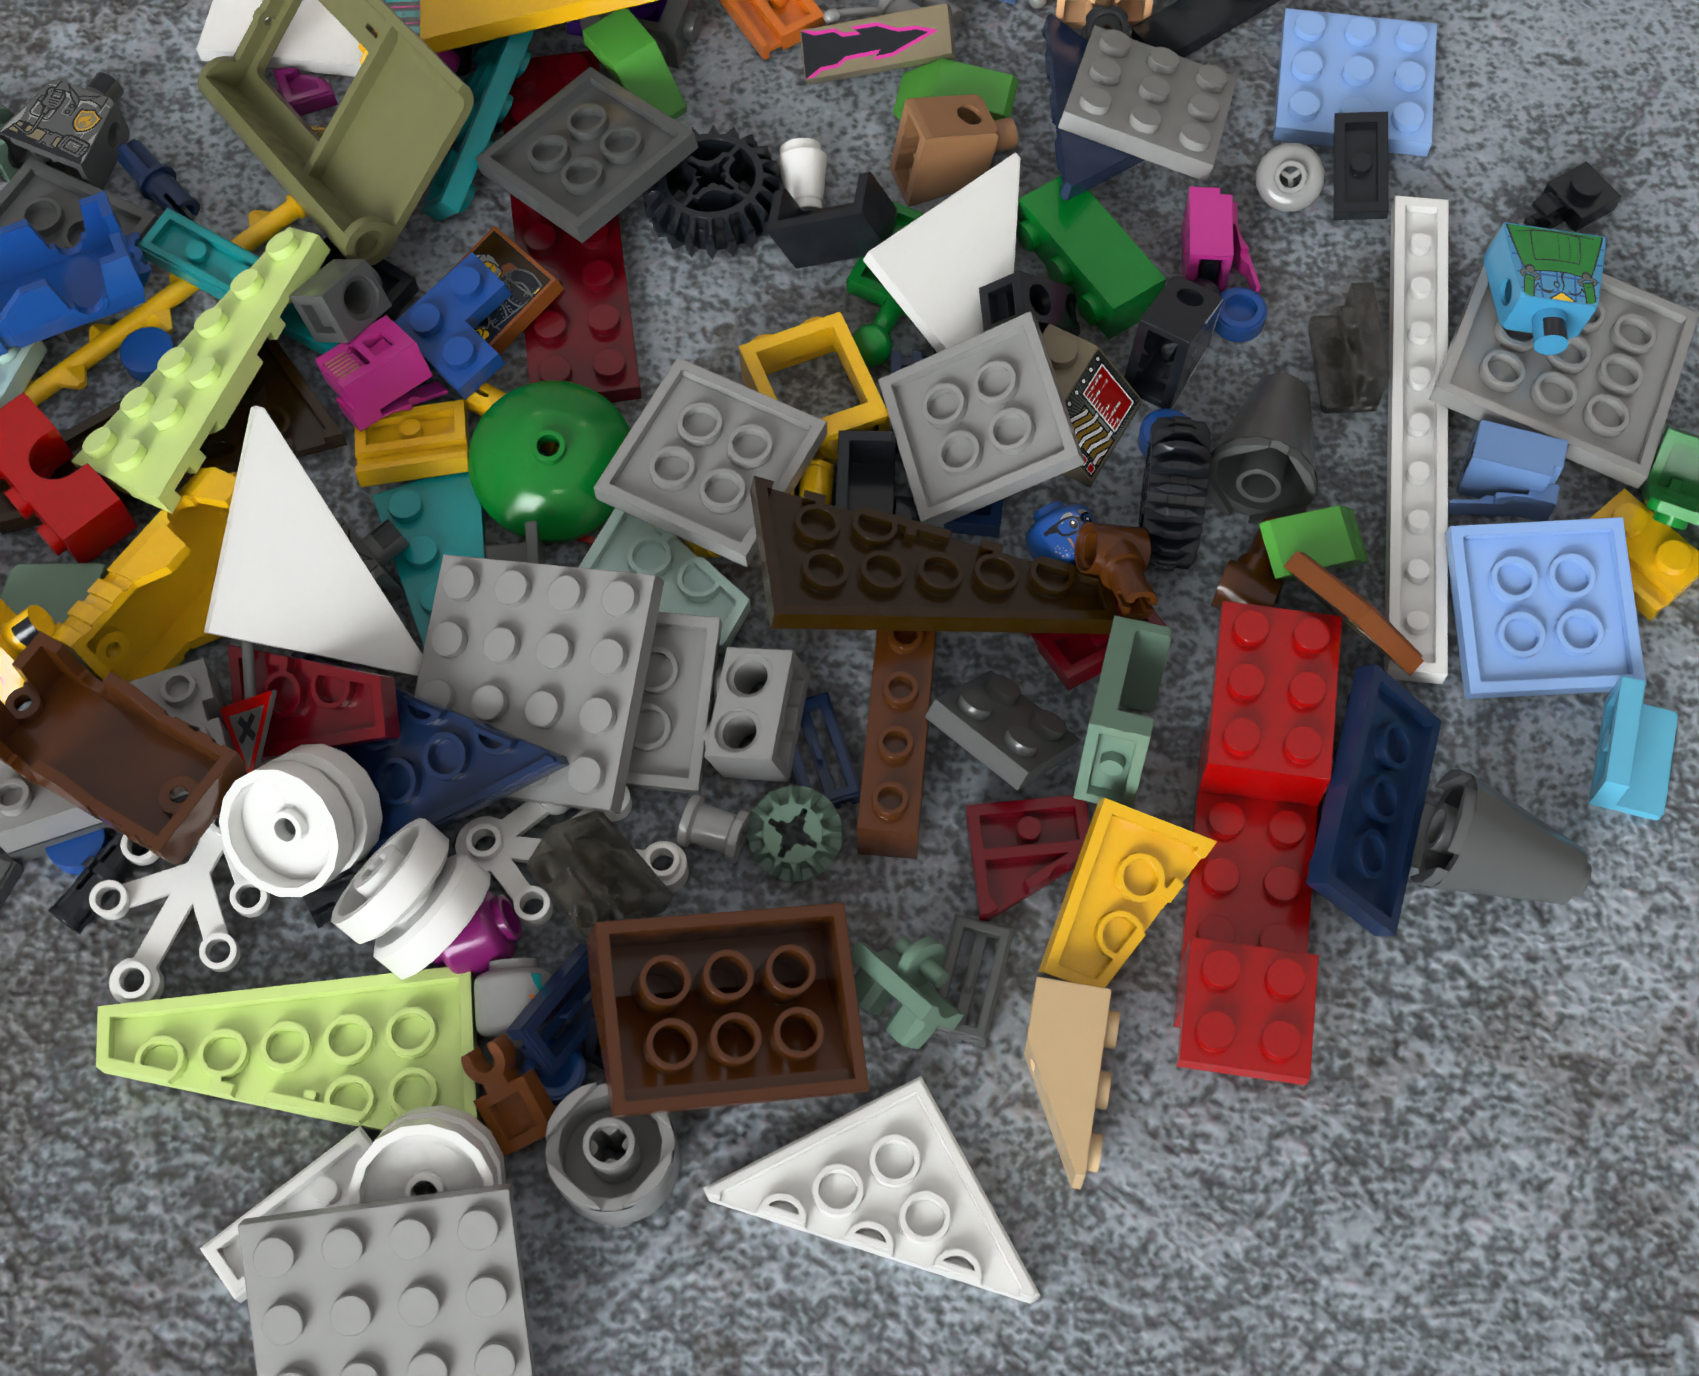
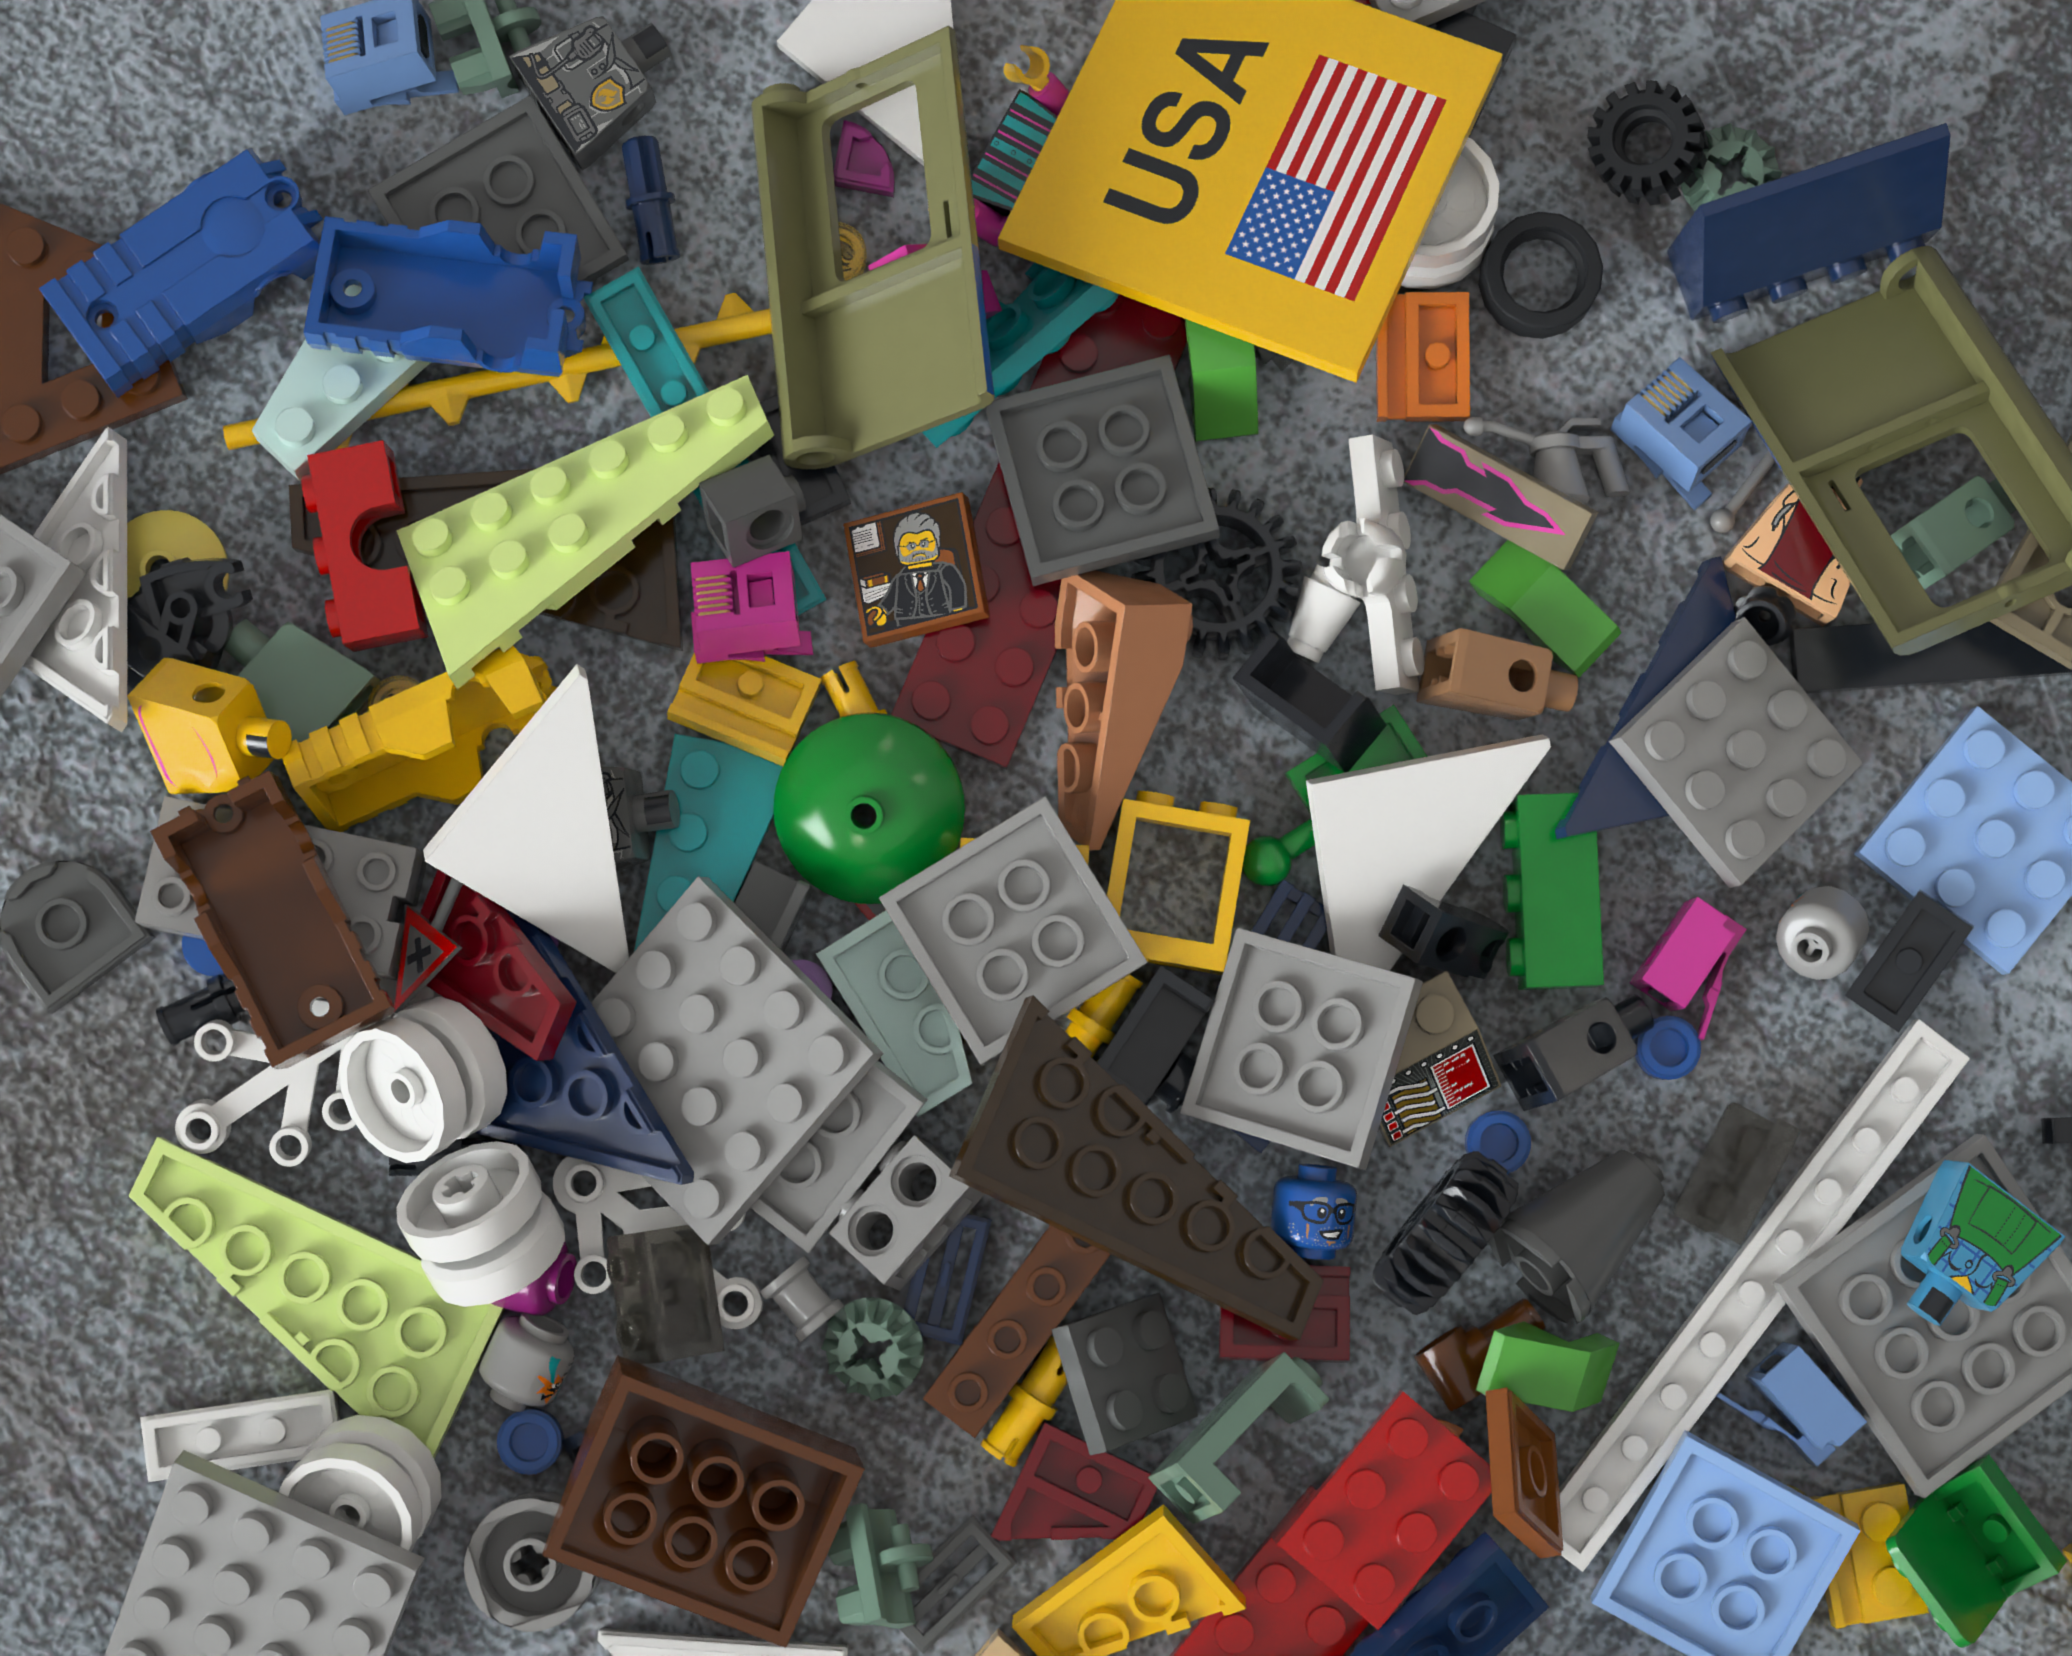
camera: 25 degrees right, 20 degrees up
(143, 350) = (539, 418): blue tile -> none
(446, 321) = (841, 588): blue plate -> none
(514, 1104) = (471, 1458): dark orange plate -> none
(550, 1009) = (556, 1404): dark blue tile -> none
(677, 263) = (1121, 664): none -> nougat wedge
(813, 113) = (1371, 564): none -> white plate
(945, 801) = (1029, 1406): none -> yellow pin
(1120, 559) = (1336, 1282): reddish brown pin -> none

